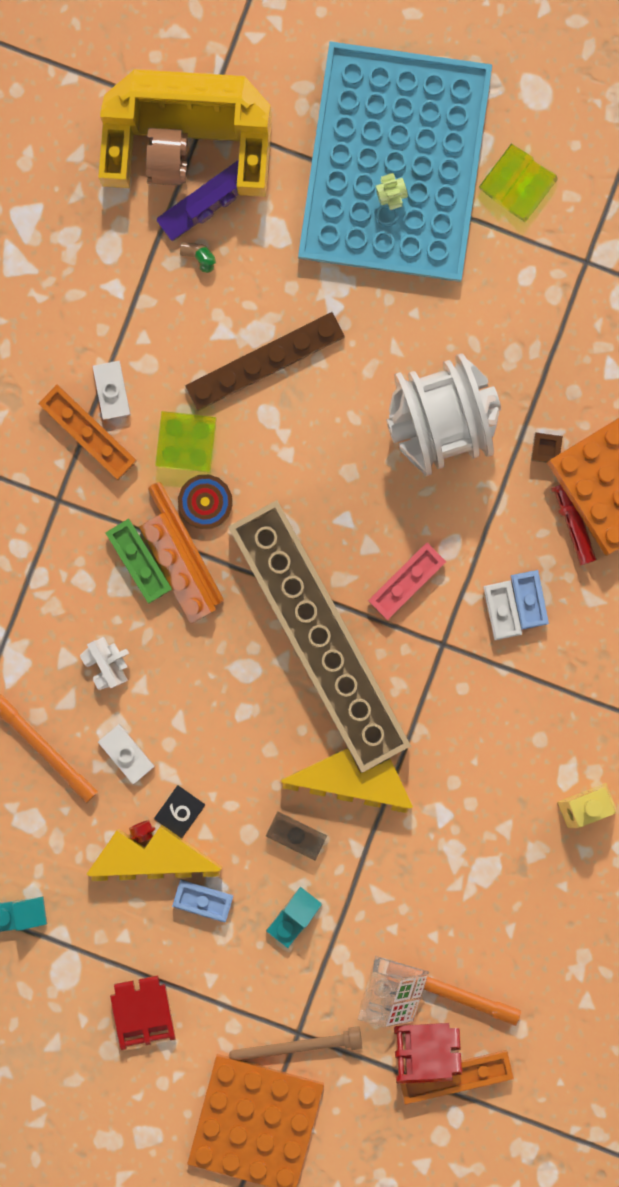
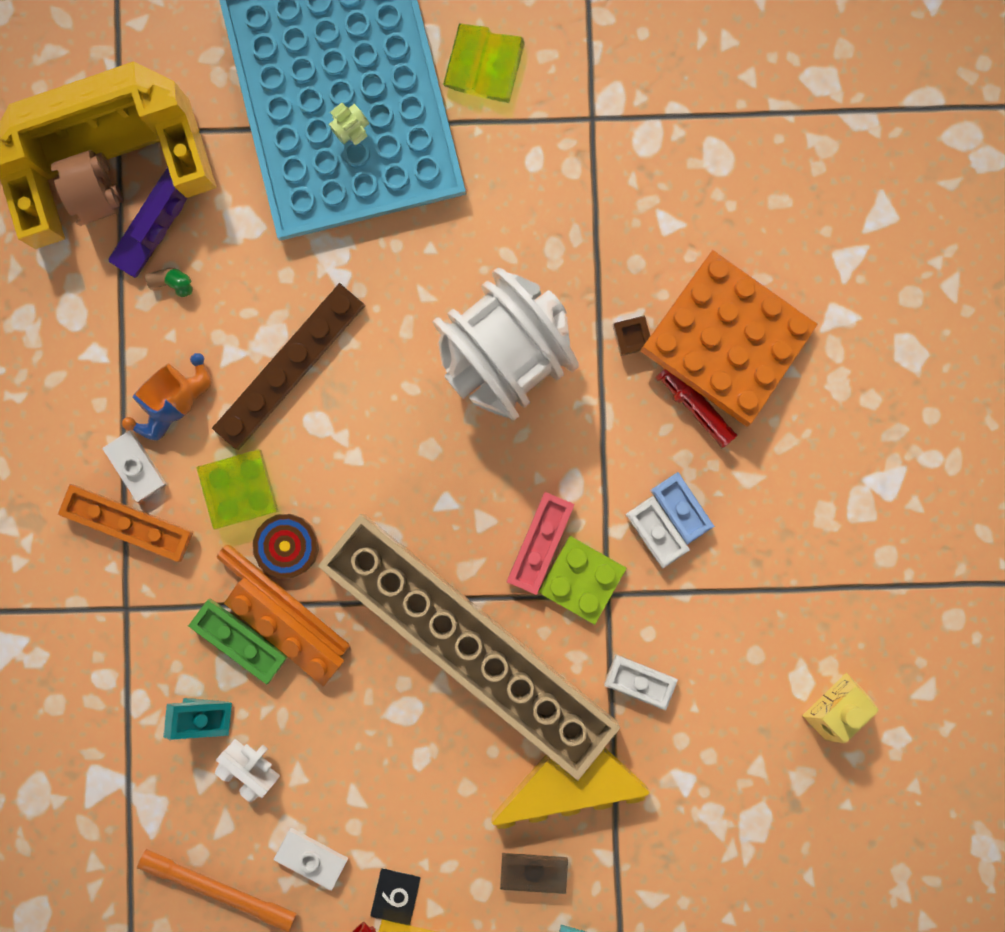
camera: 15 degrees left, 0 degrees up
(84, 608) = (197, 719): none -> teal slope
(160, 347) = (168, 398): none -> orange piece
(427, 624) = (582, 580): none -> lime plate
(440, 722) = (640, 682): none -> white plate

